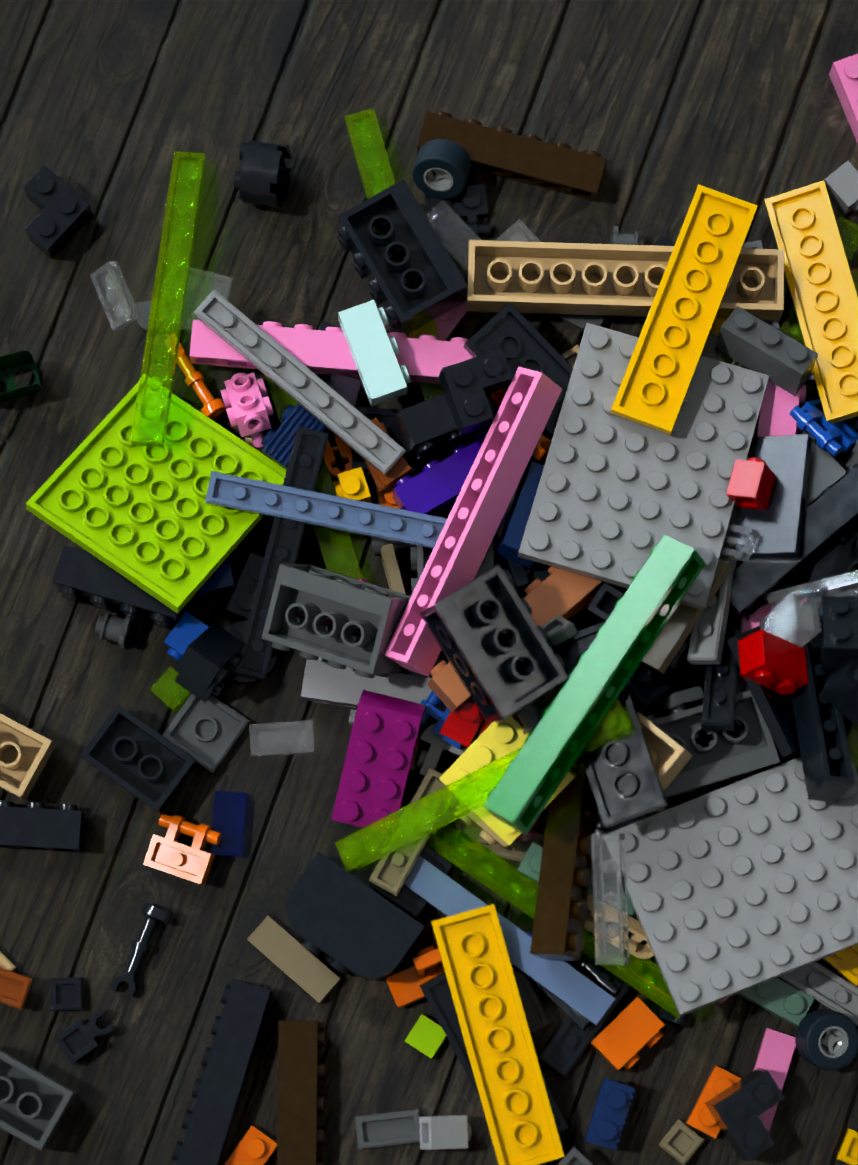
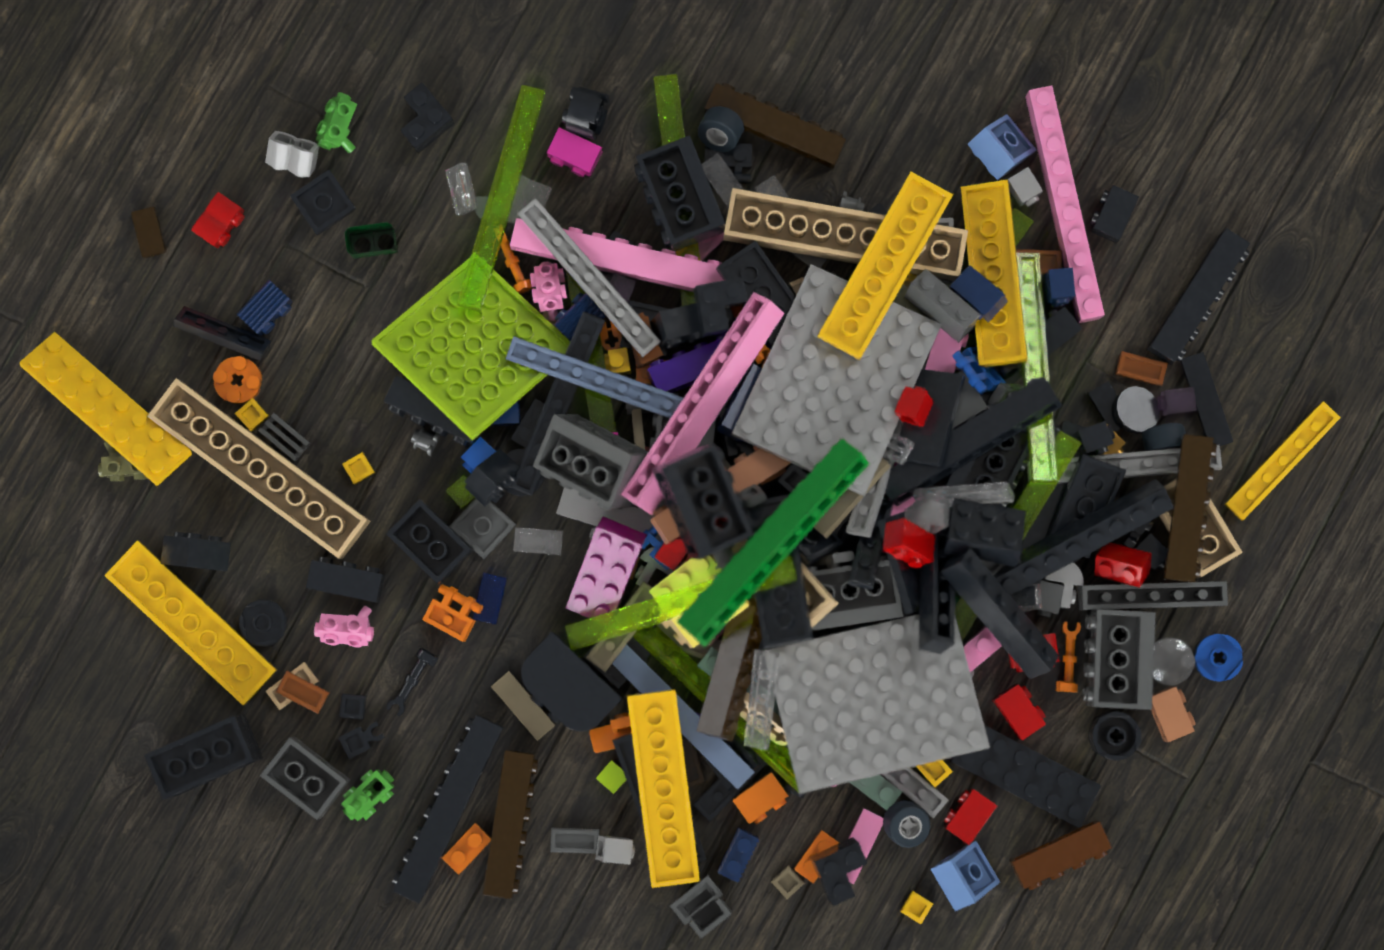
camera: 10 degrees right, 5 degrees up
(30, 678) = (358, 468): none -> yellow tile
(42, 891) = (345, 629): none -> bright pink brick
(96, 1118) = (360, 802): none -> bright green brick
(255, 228) = (574, 152): none -> dark pink brick
(374, 352) = (648, 263): light aqua brick -> none
(808, 141) = (1001, 146): none -> medium blue slope
(812, 328) = (979, 293): none -> dark blue brick

